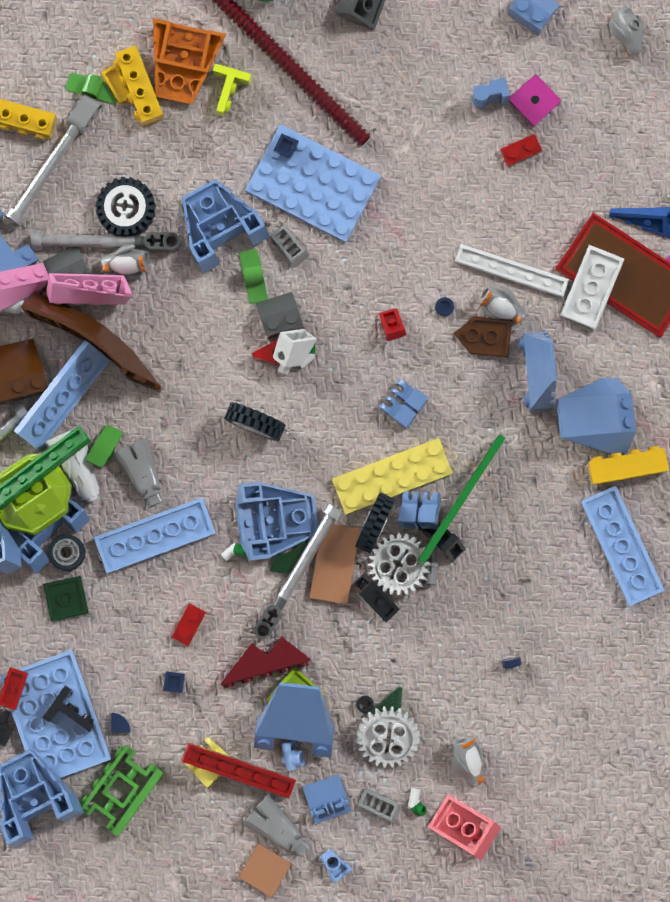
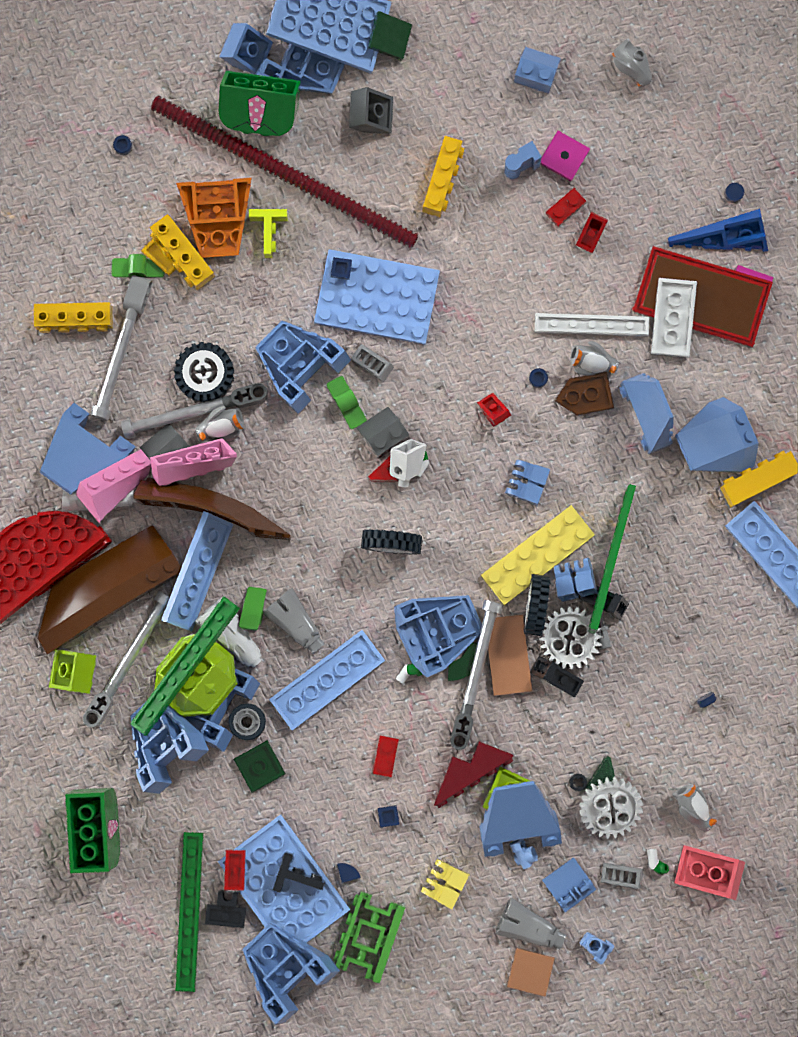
camera: 15 degrees left, 0 degrees up
(238, 770) = (476, 883): red plate -> none
(410, 86) = (442, 176): none -> yellow brick
(538, 182) = (591, 232): none -> red slope

